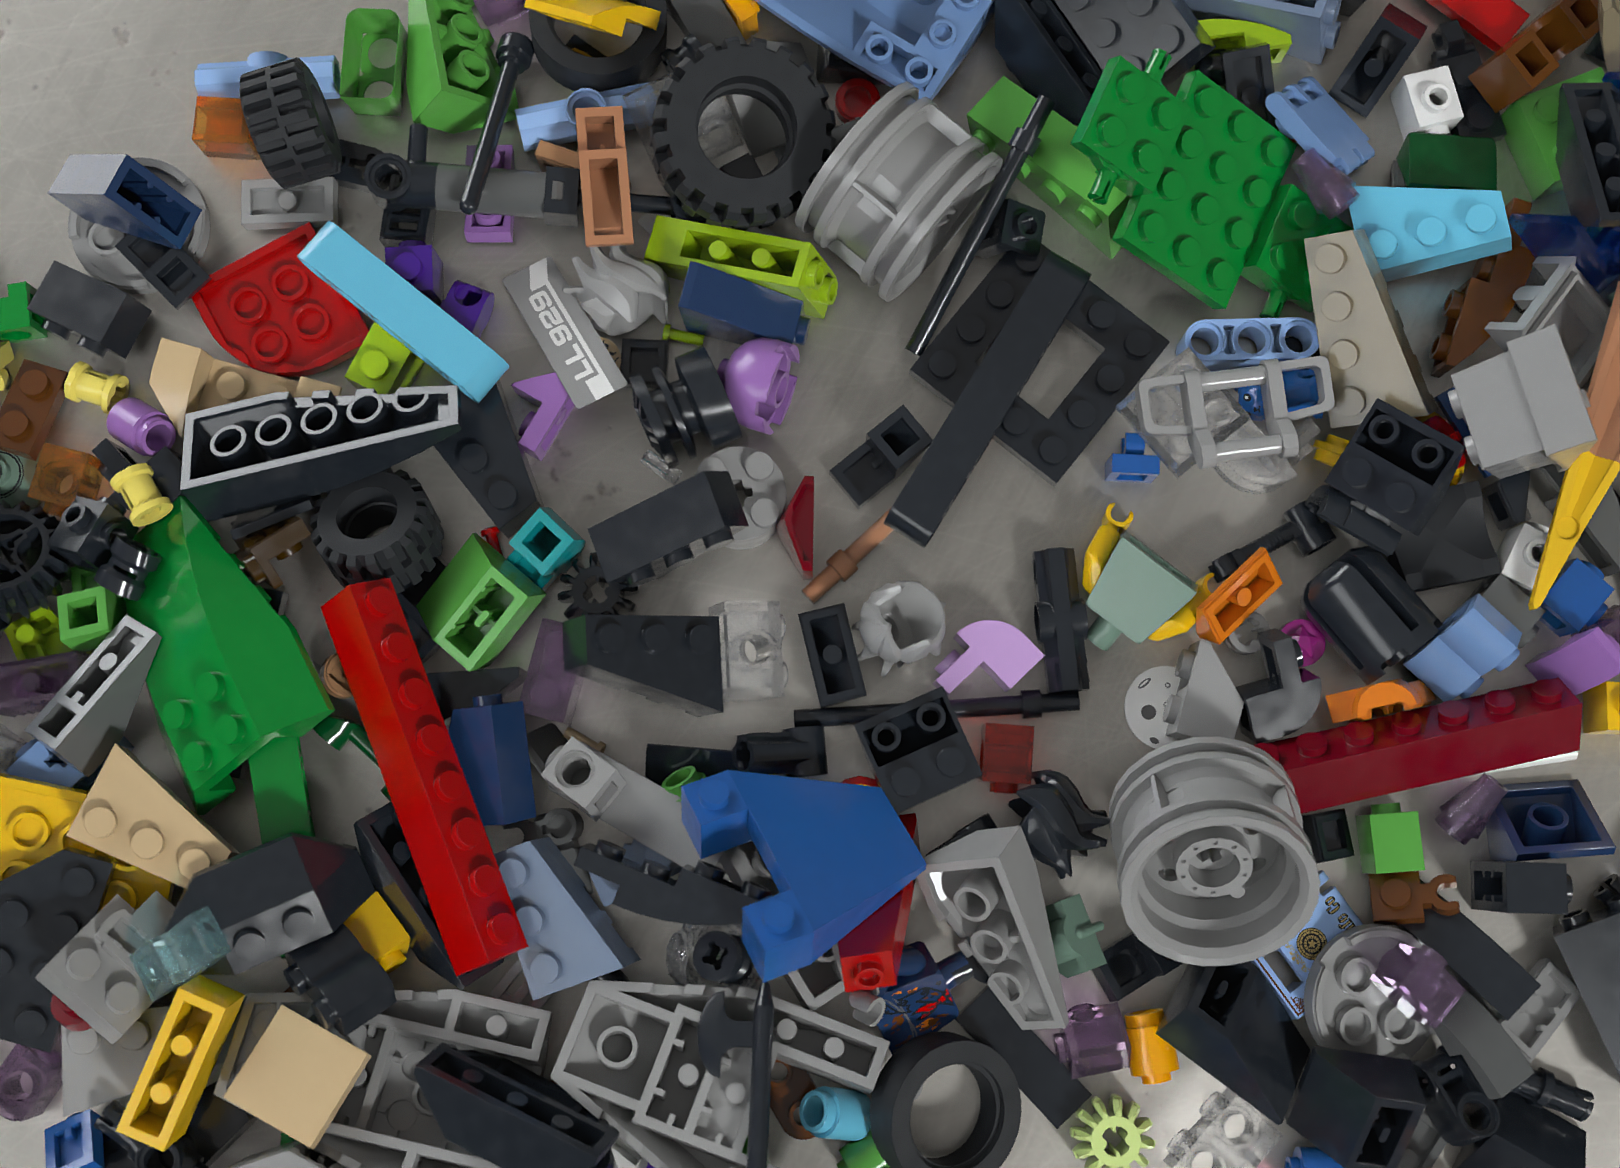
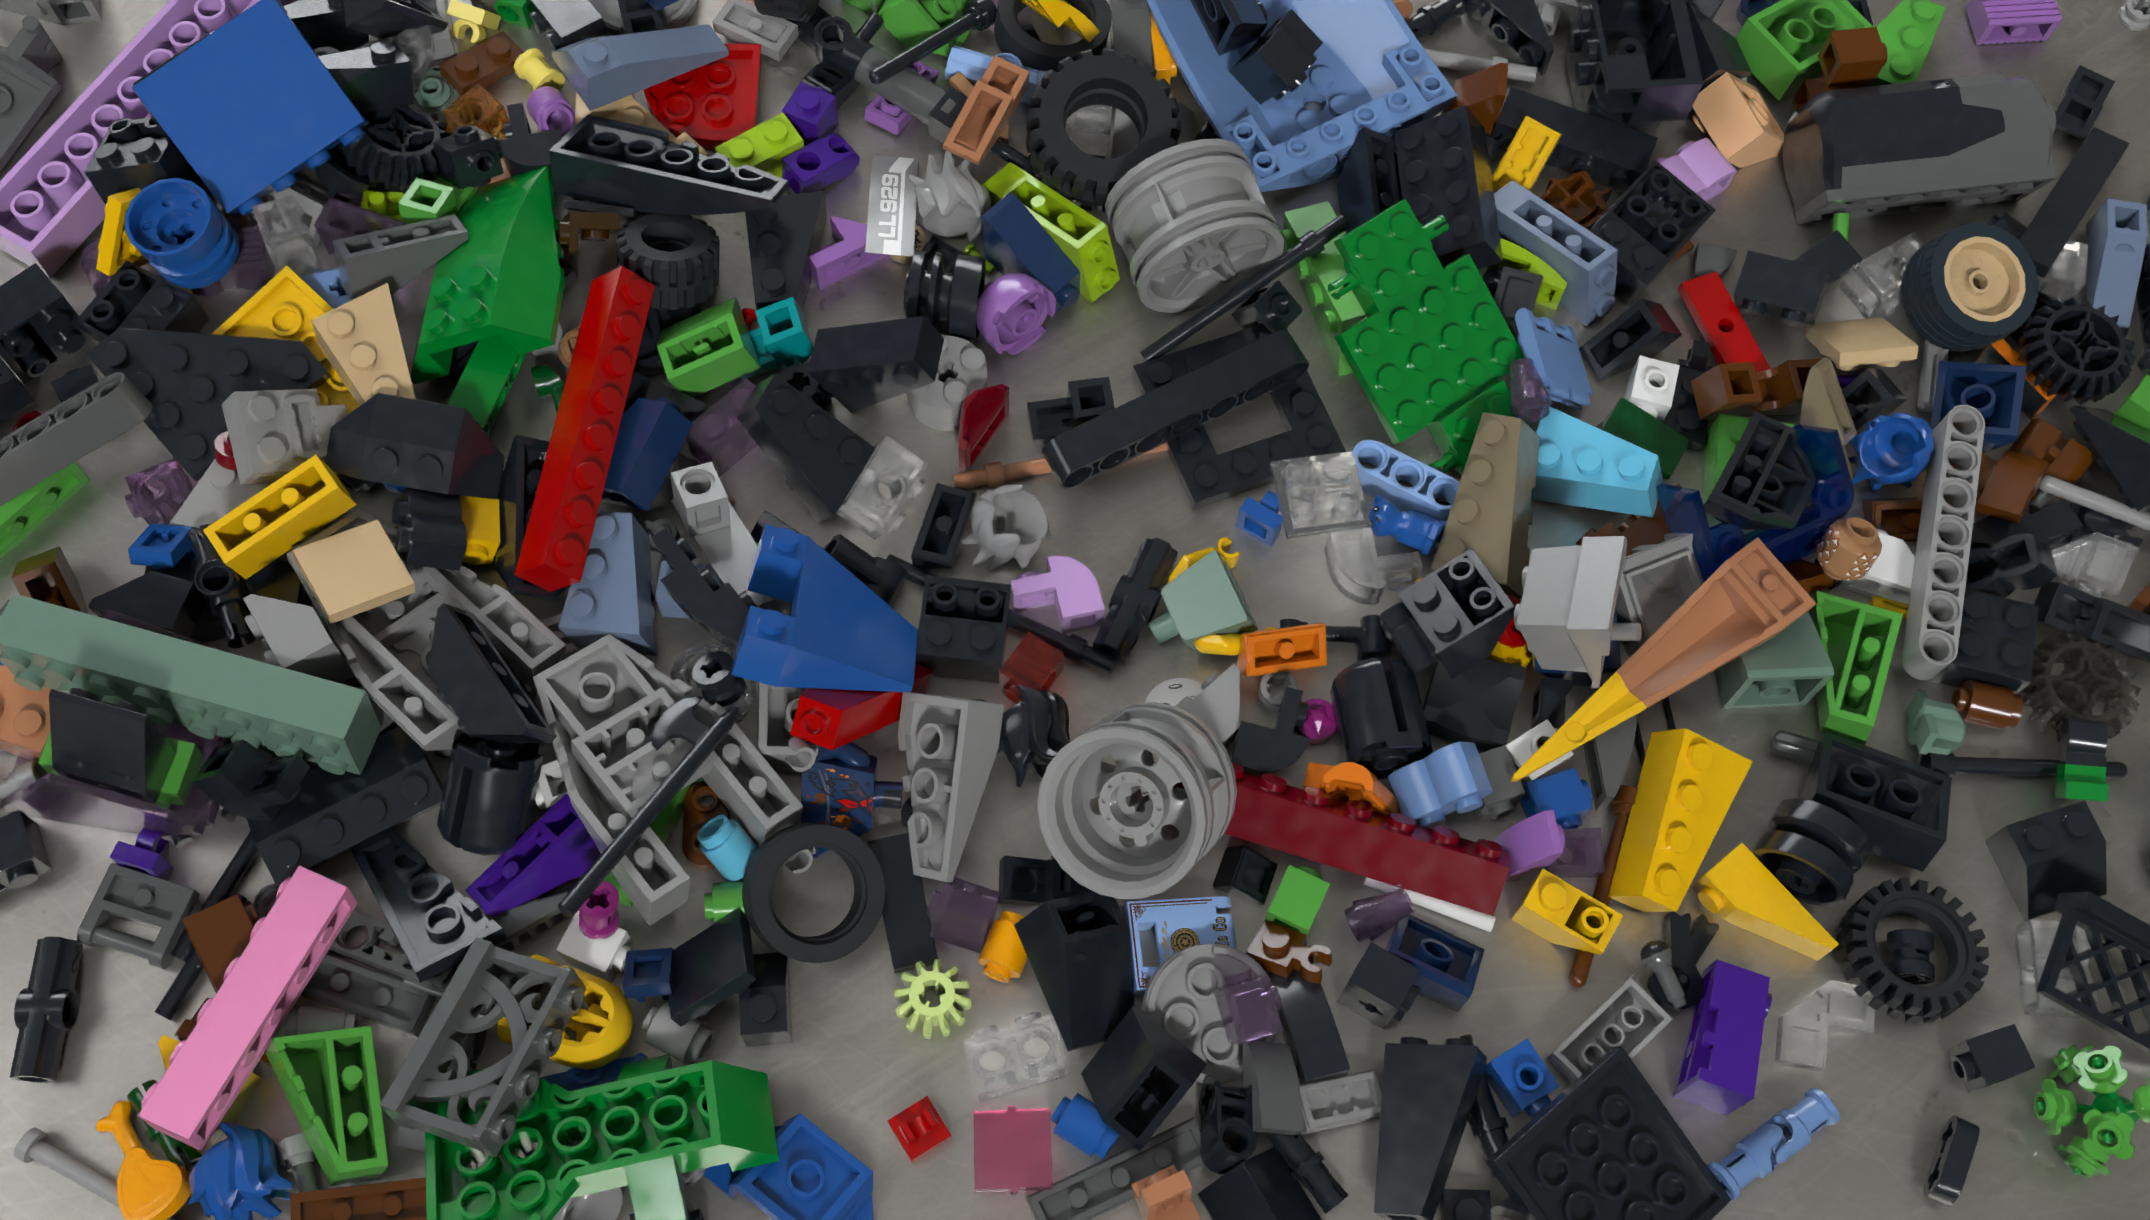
camera: 25 degrees right, 15 degrees down
(128, 568) = (486, 182): black wheel -> none
(141, 494) = (520, 146): light yellow bush -> none
(180, 953) = (333, 440): clear light blue slope -> none
(188, 331) = (624, 64): none -> sand blue wedge
(403, 311) = (784, 122): medium azure beam -> none
(1074, 937) = (996, 827): sand green piece -> none
(1281, 431) = (1396, 492): light grey bar -> none

